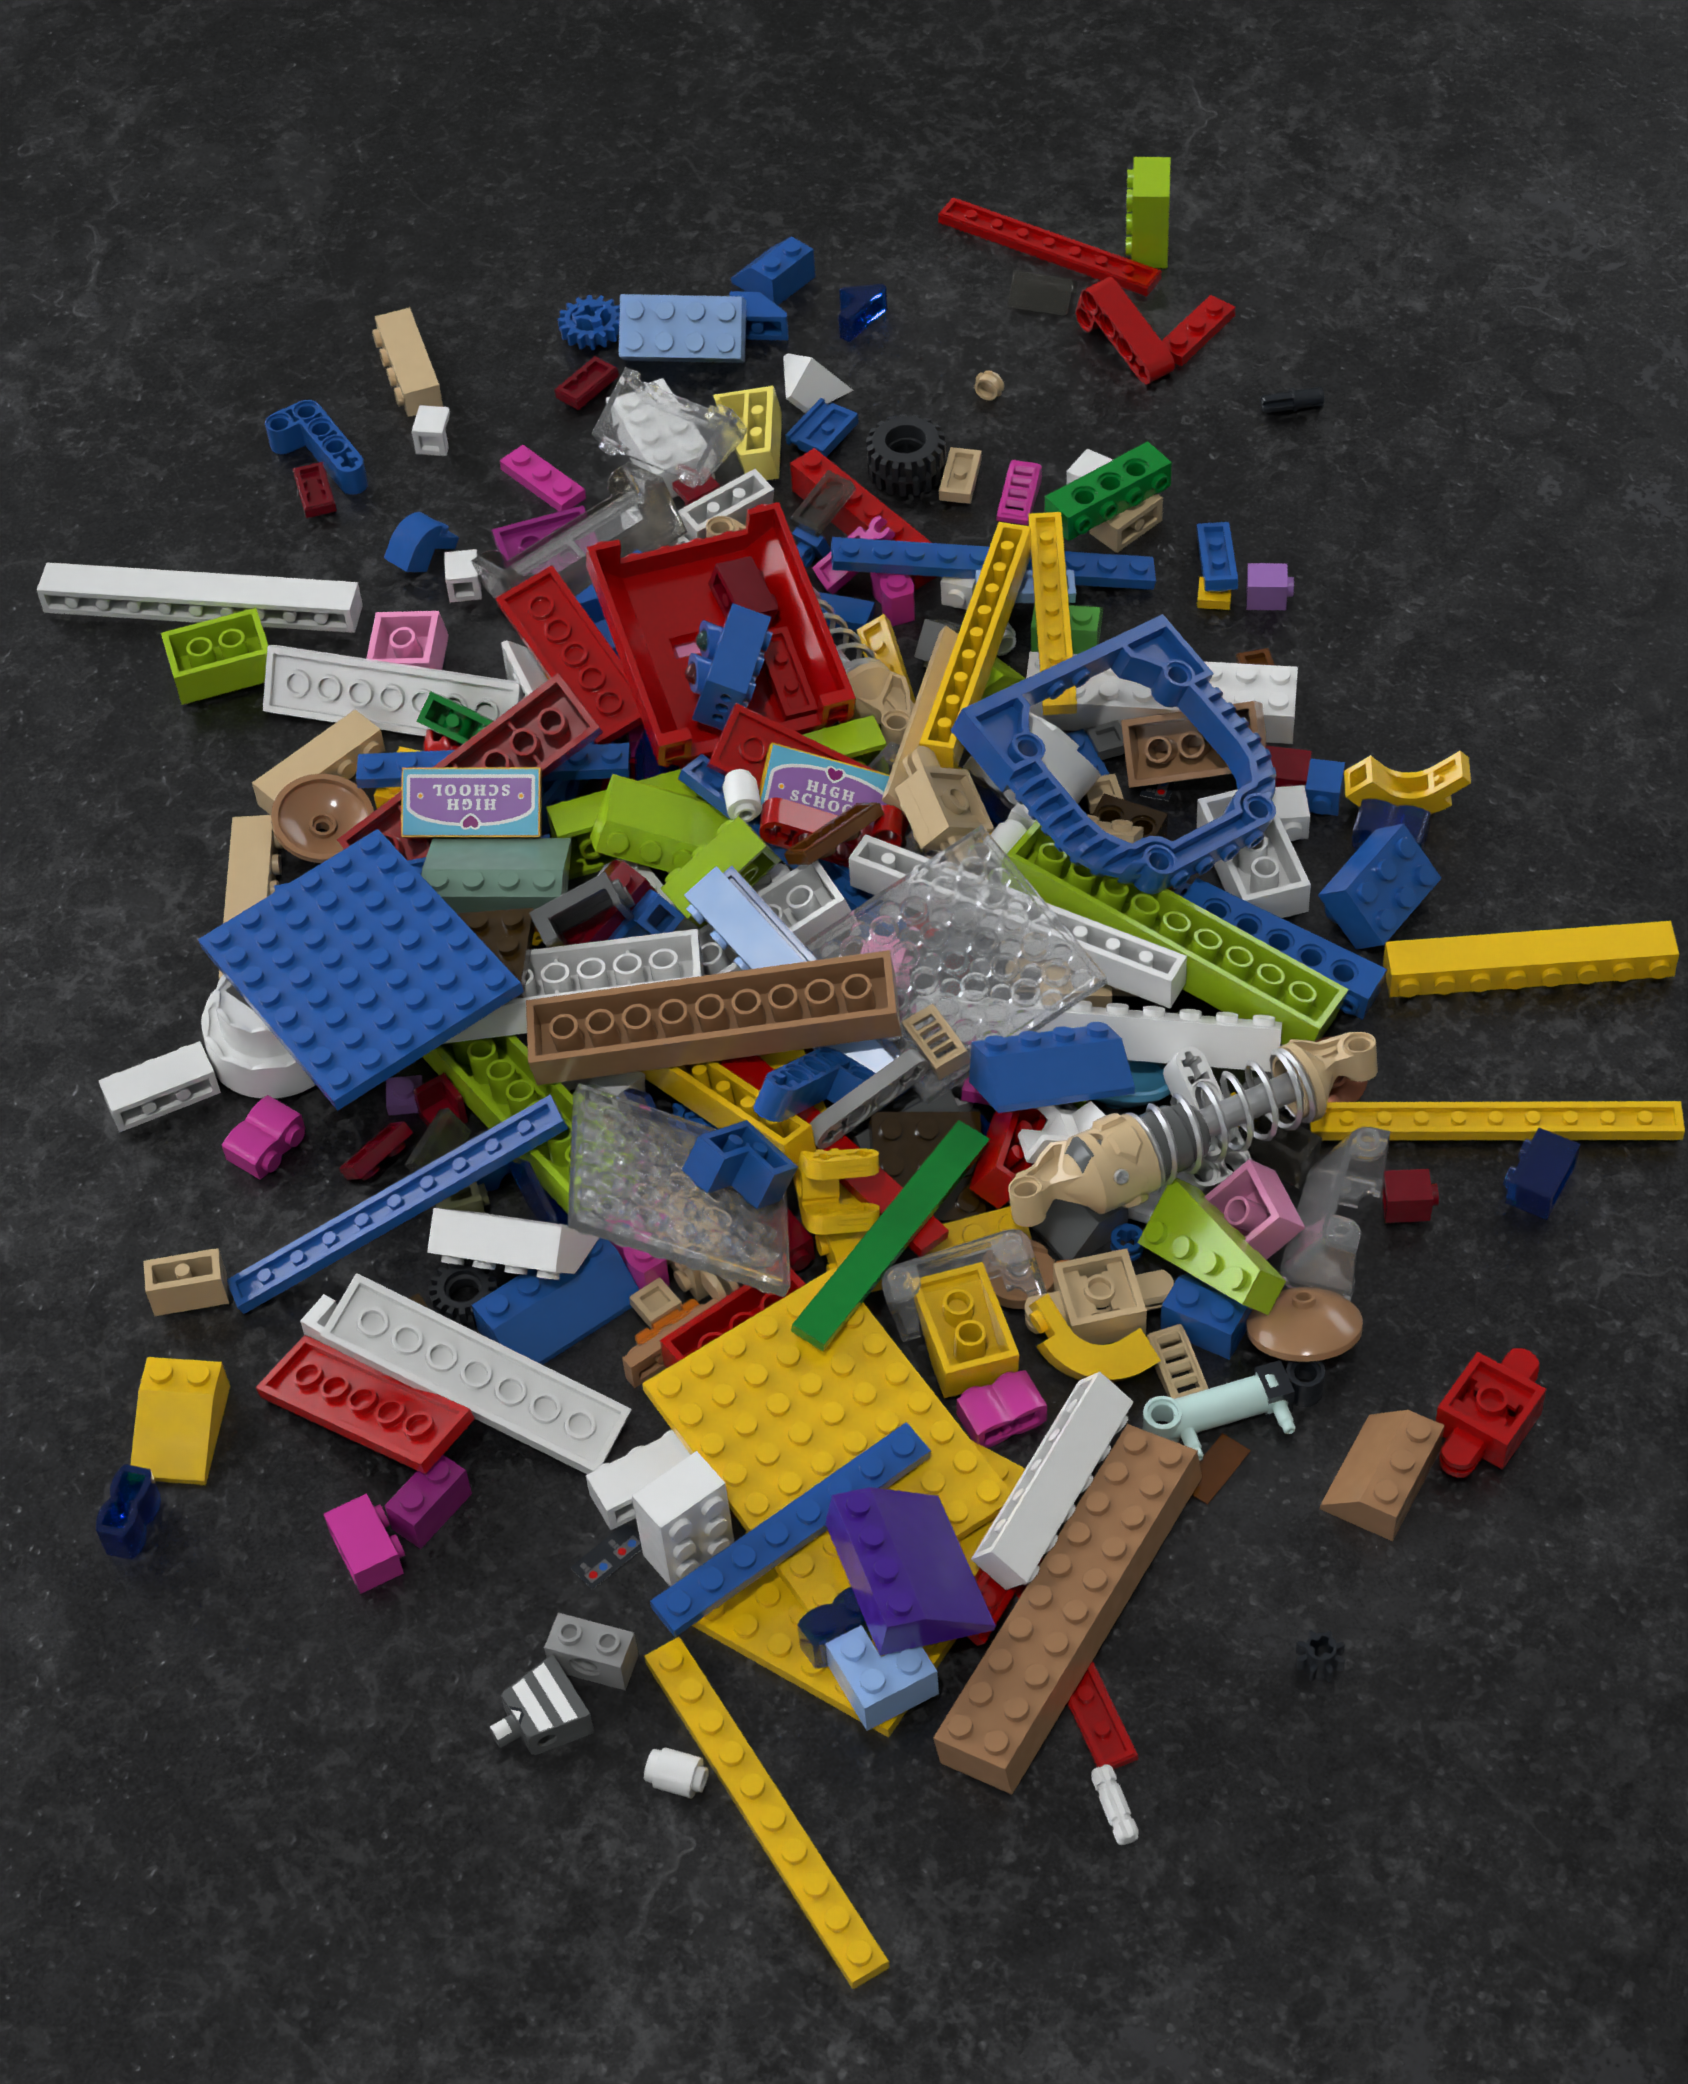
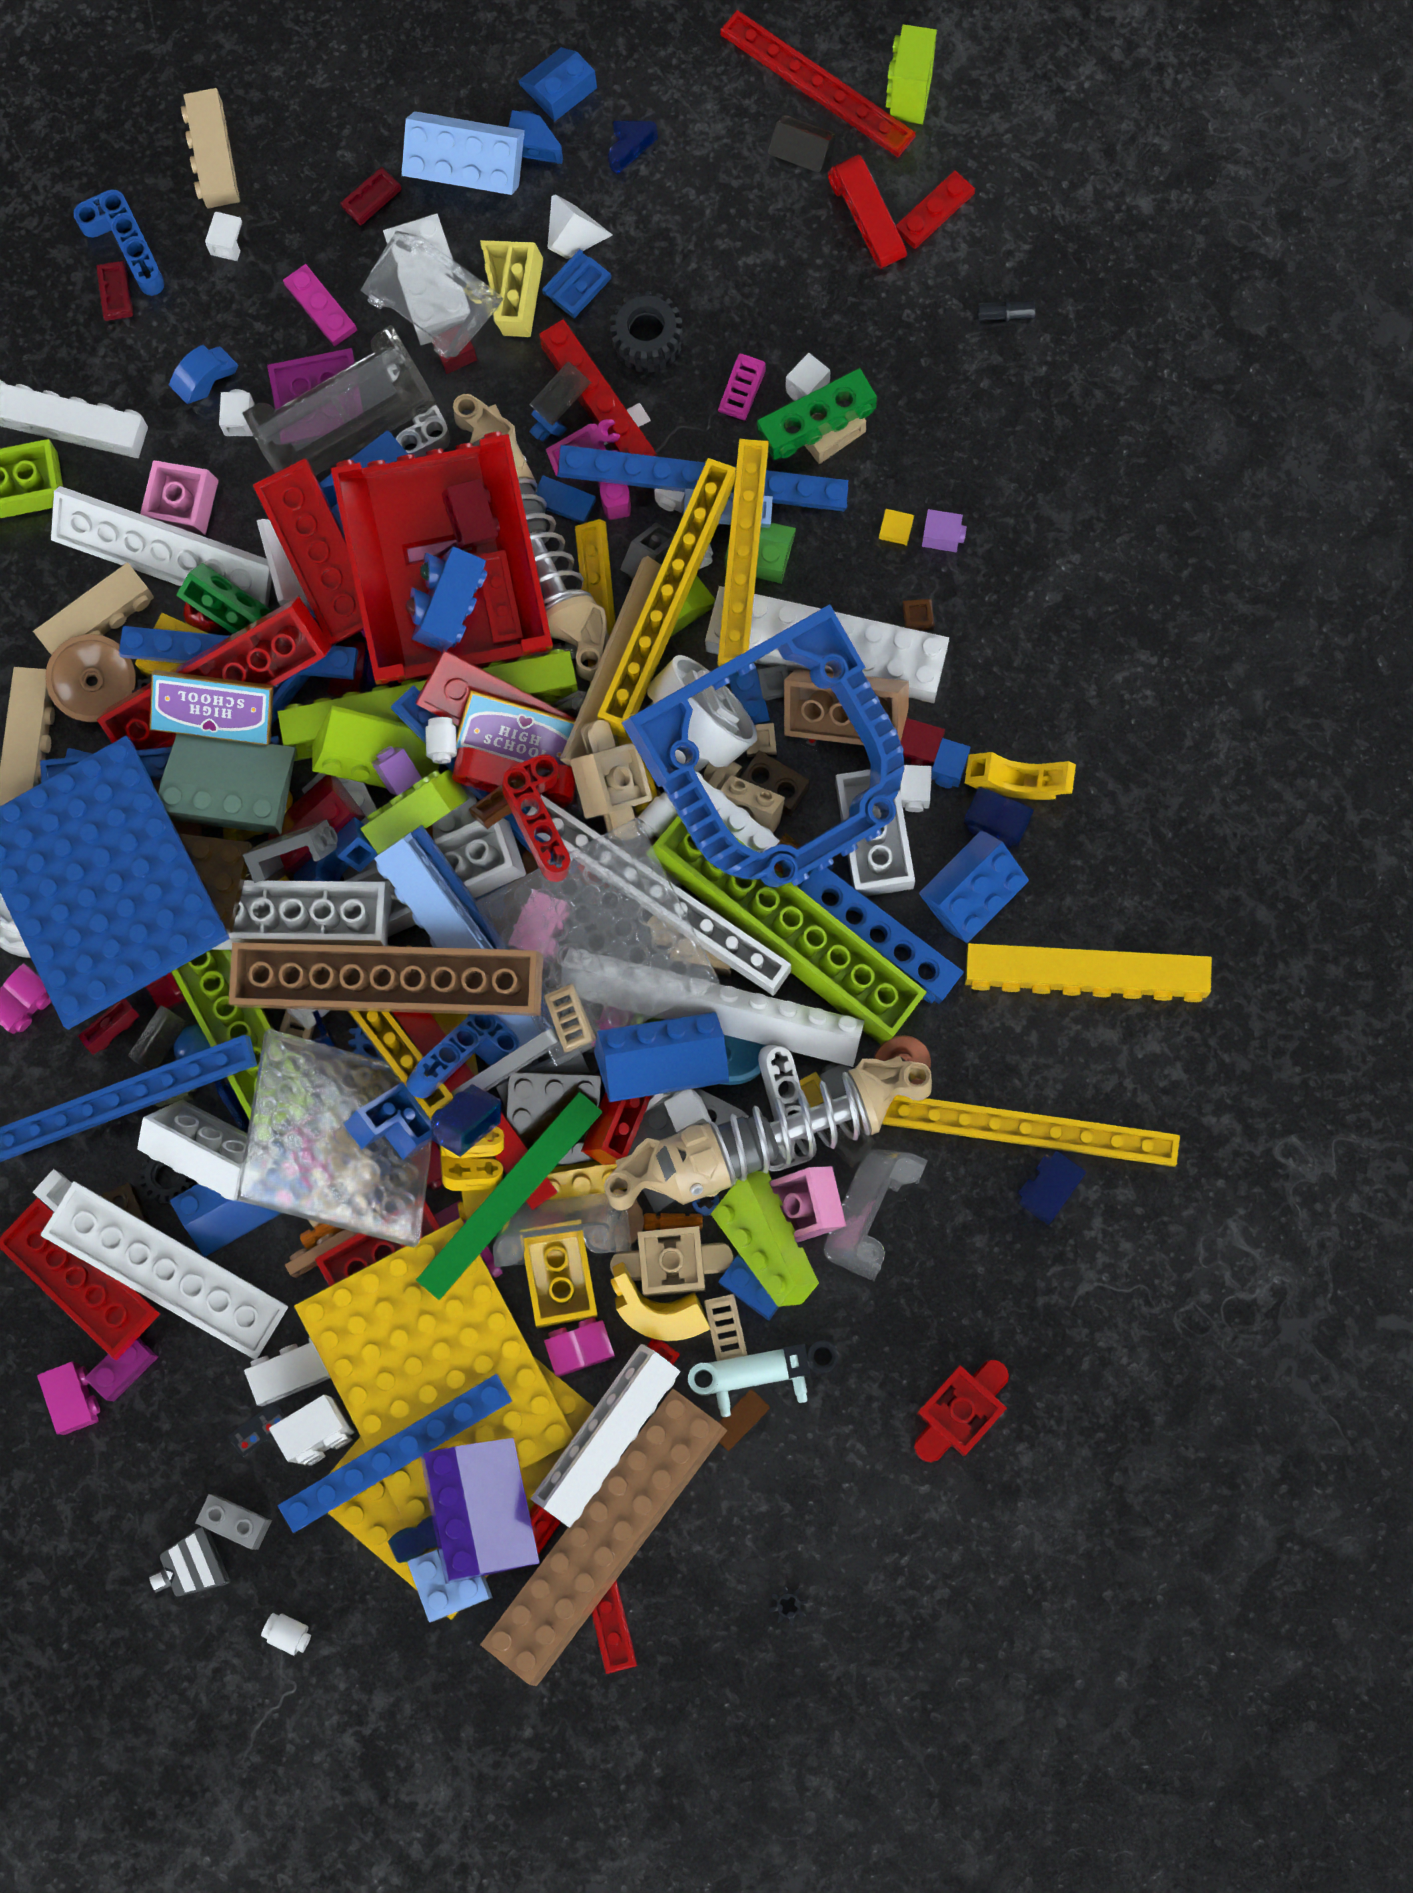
camera: 10 degrees right, 25 degrees up
(590, 322) = (377, 111): blue gear -> none
(688, 833) = (396, 770): none -> medium lavender brick
(729, 501) = (476, 376): white brick -> none
(767, 1814) = (351, 1673): yellow plate -> none
(831, 1135) = (465, 1120): none -> clear blue piece
(851, 821) = (541, 821): none -> red beam
(960, 475) = (692, 358): tan plate -> none
(988, 385) = (735, 252): tan plate -> none
(1035, 1141) = (651, 1122): white panel -> none
(1114, 1805) = (612, 1705): white axle -> none
(1217, 556) = (904, 491): blue plate -> none
(1306, 1325) = (836, 1322): medium nougat dish -> none
(1384, 1471) = (867, 1447): medium nougat slope -> none
(1408, 1195) = (938, 1196): dark red brick -> none

